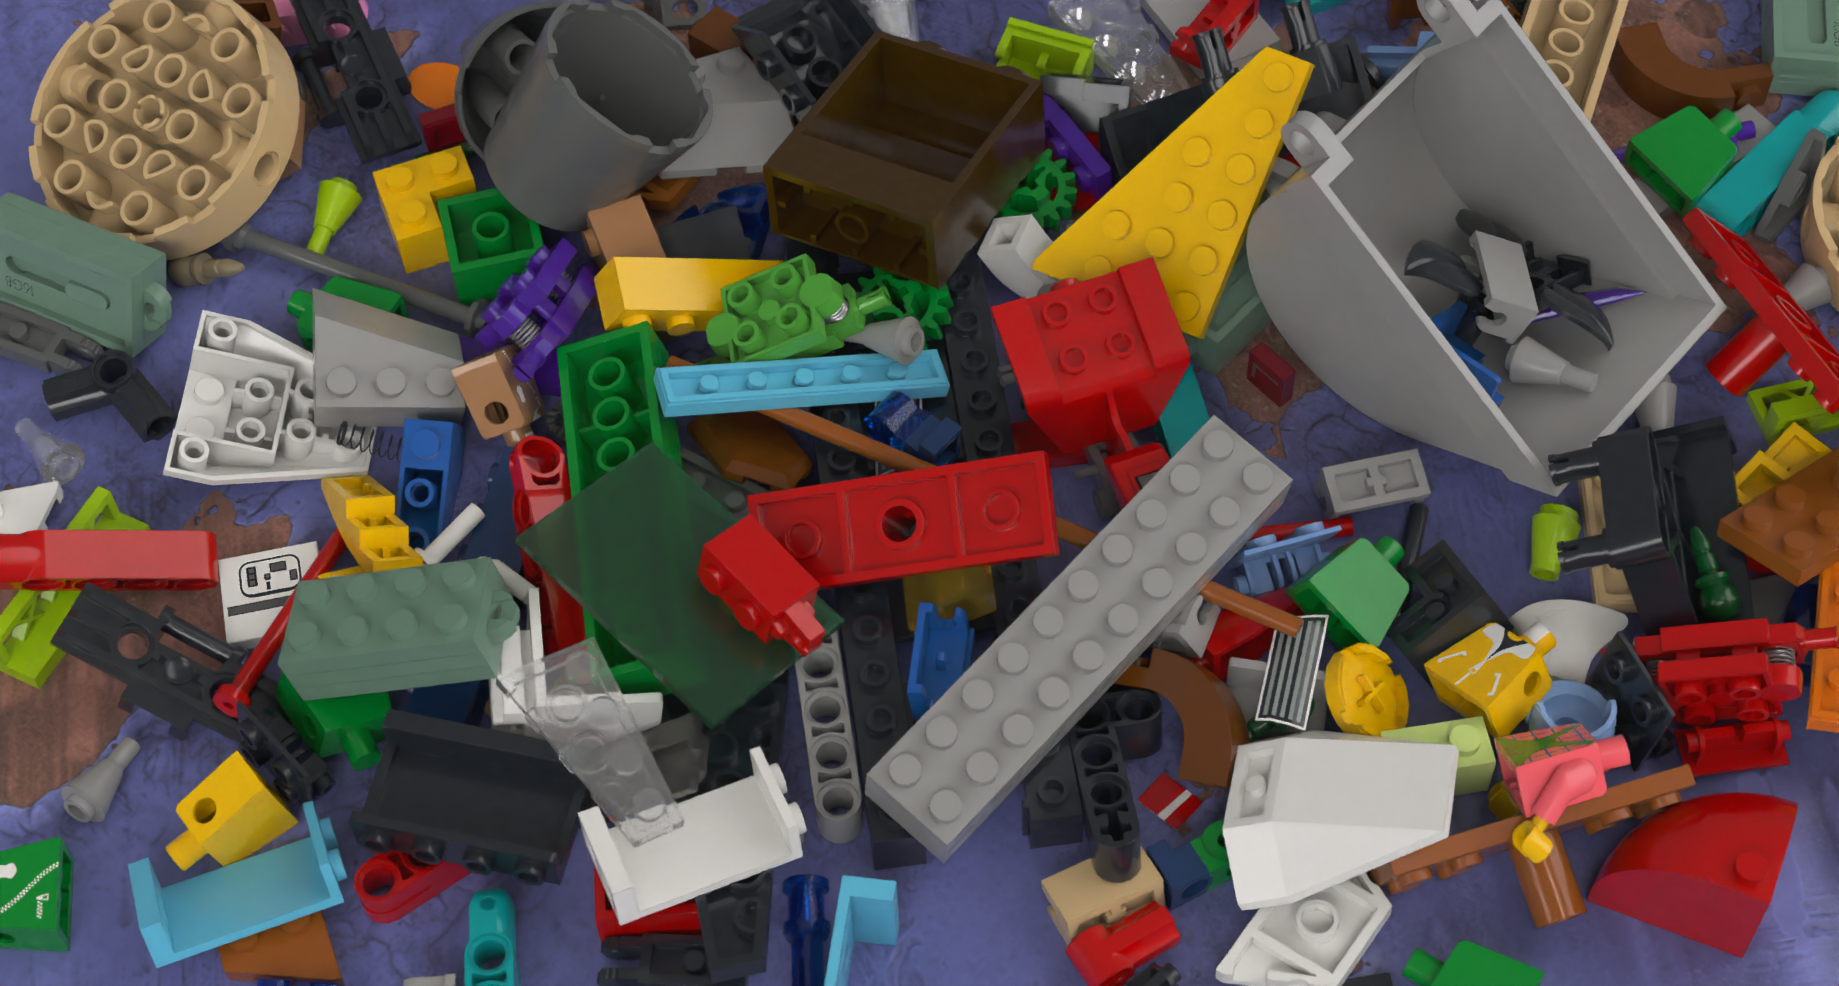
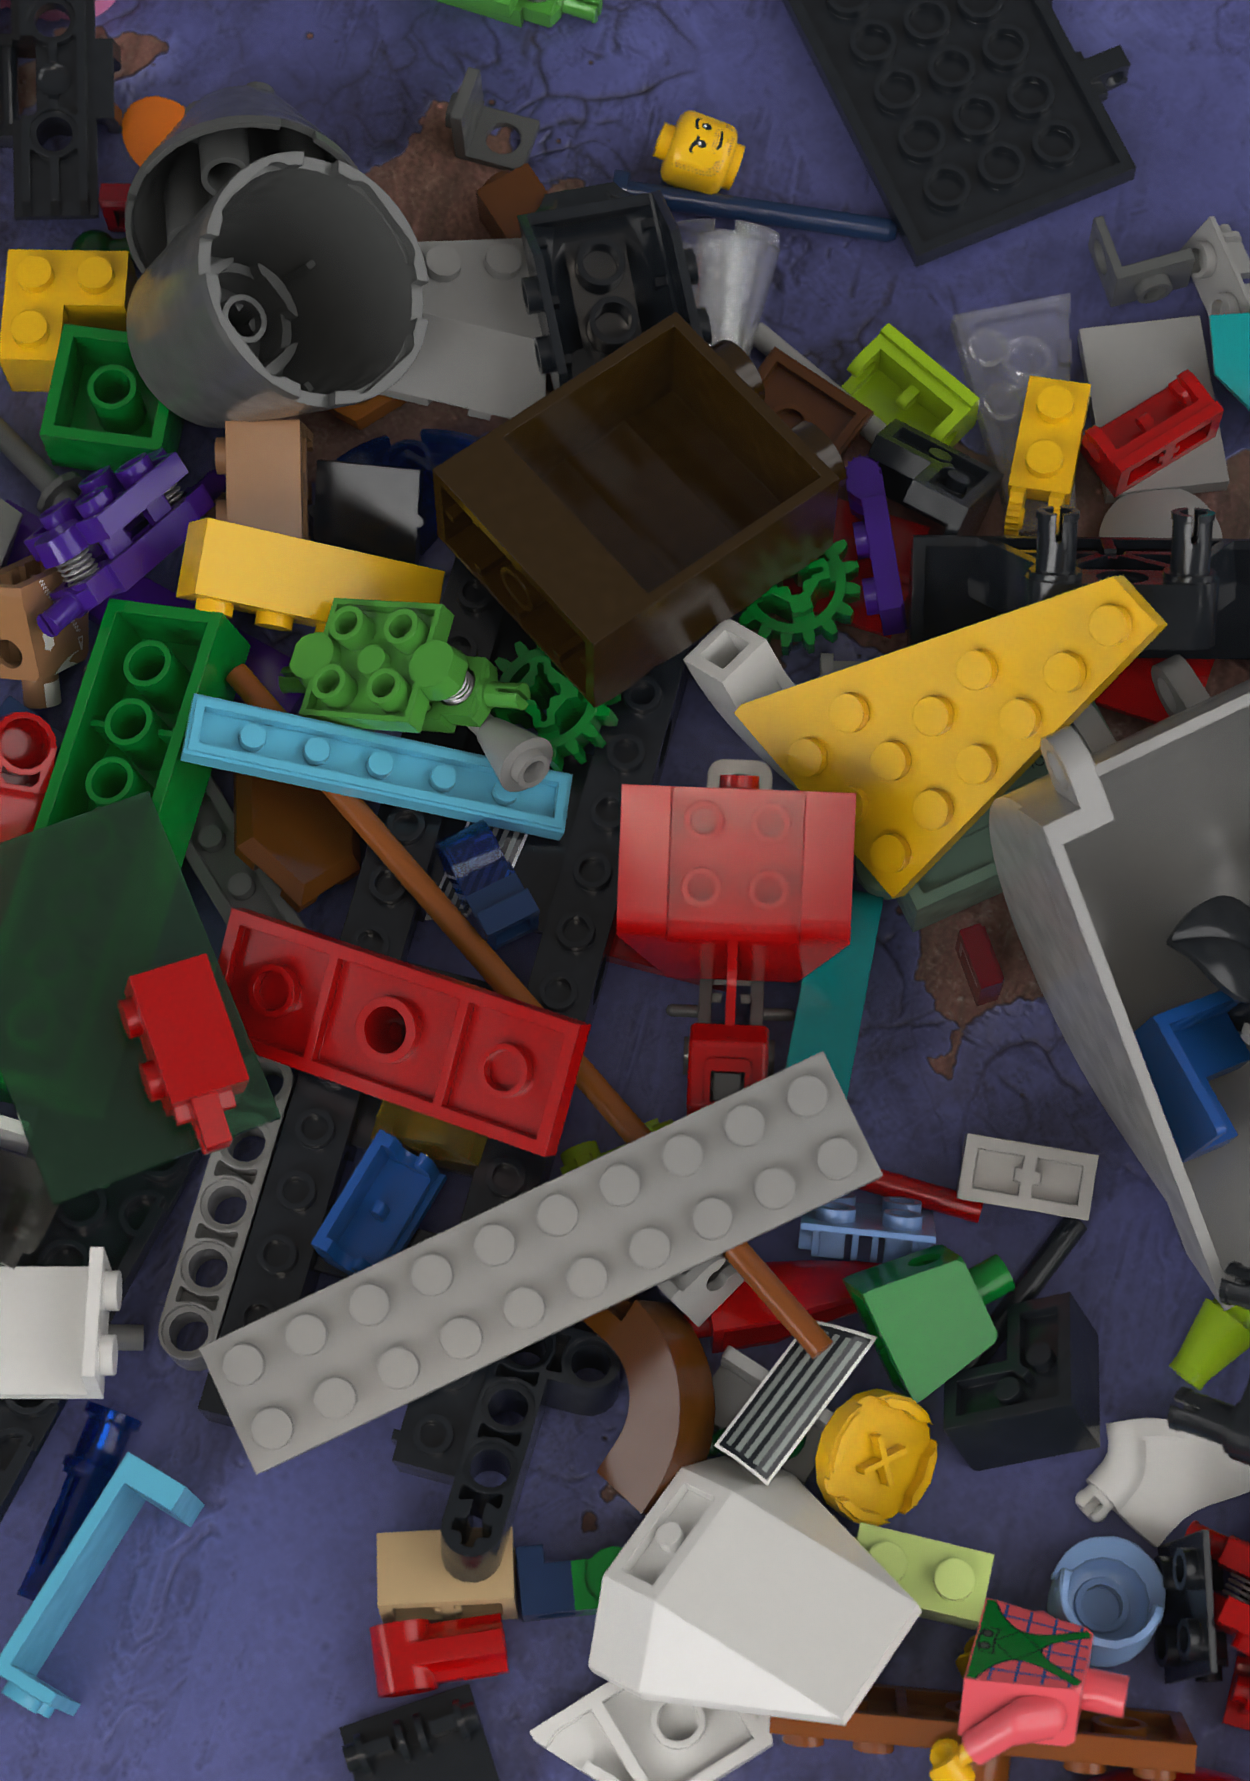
camera: 25 degrees right, 15 degrees up
(1153, 52) = (1046, 447): none -> yellow hinge
(1169, 801) = (584, 1487): red sticker -> none
(1494, 675) = (1042, 1503): yellow torso -> none

